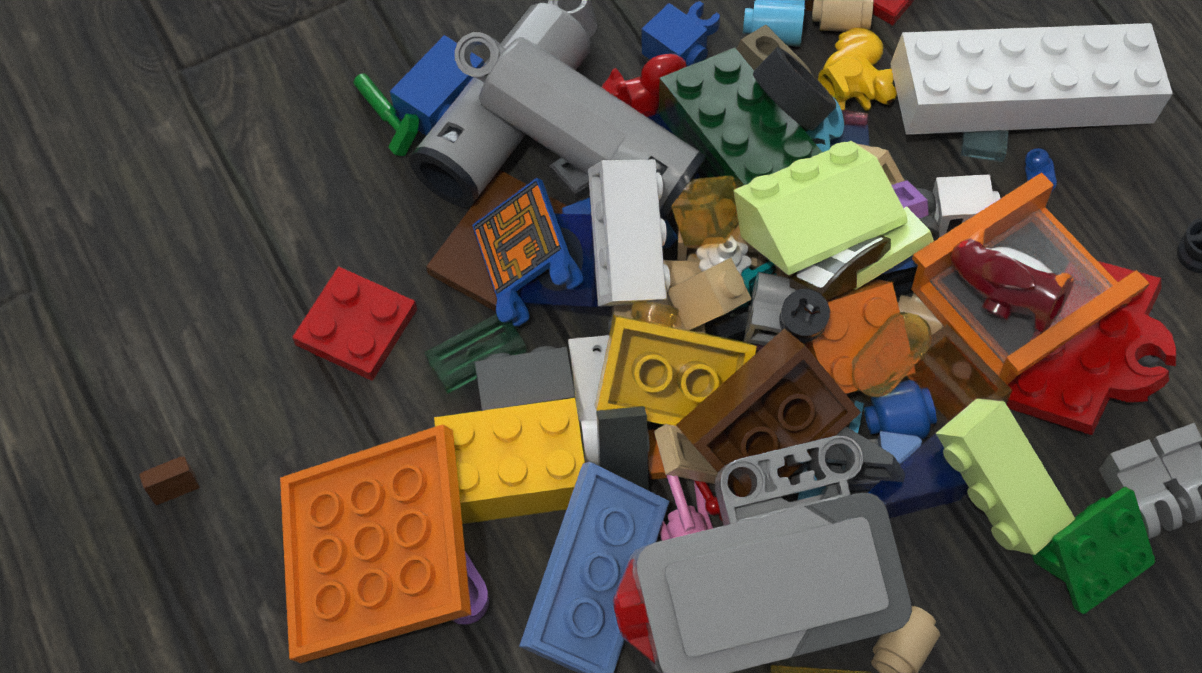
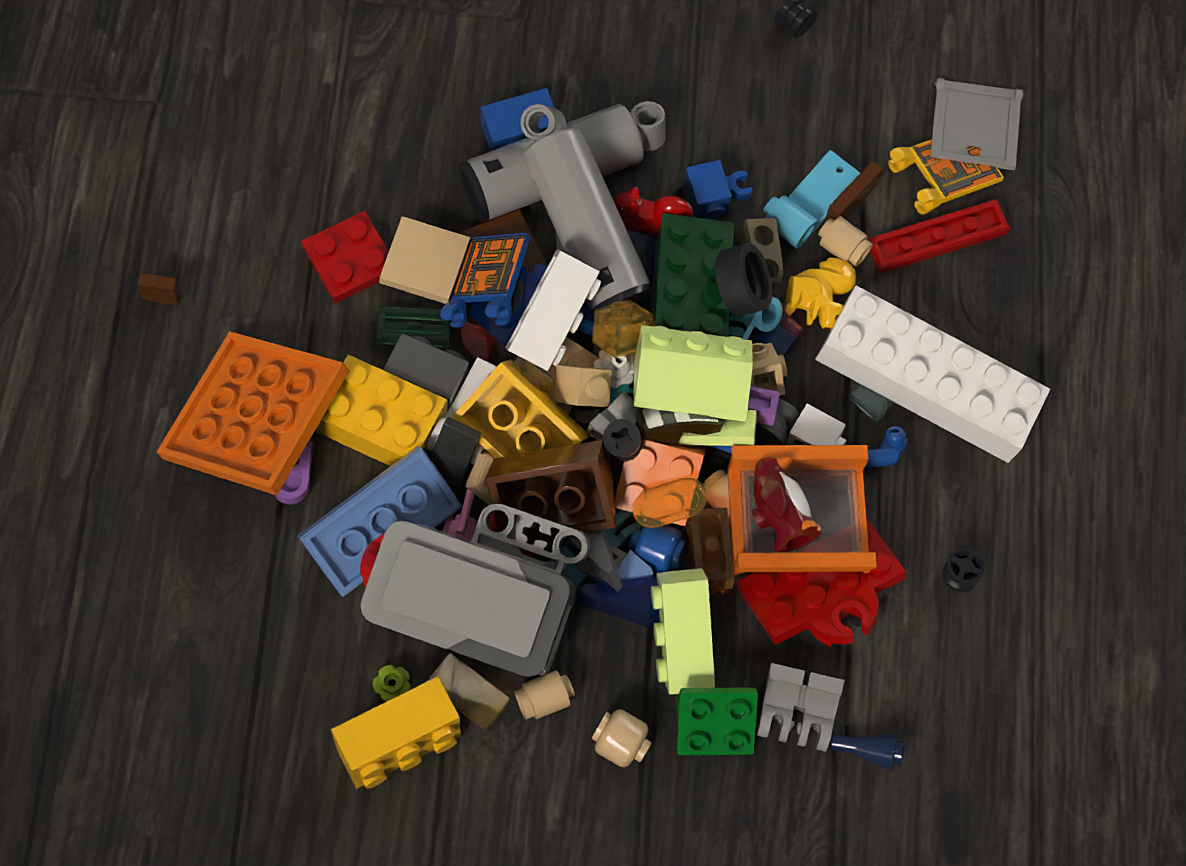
camera: 25 degrees right, 5 degrees up
(404, 130) = (476, 138): green piece -> none
(441, 275) = (424, 260): none -> tan tile
(553, 325) = (477, 341): none -> clear red tile
(1020, 635) = (621, 738): none -> tan head

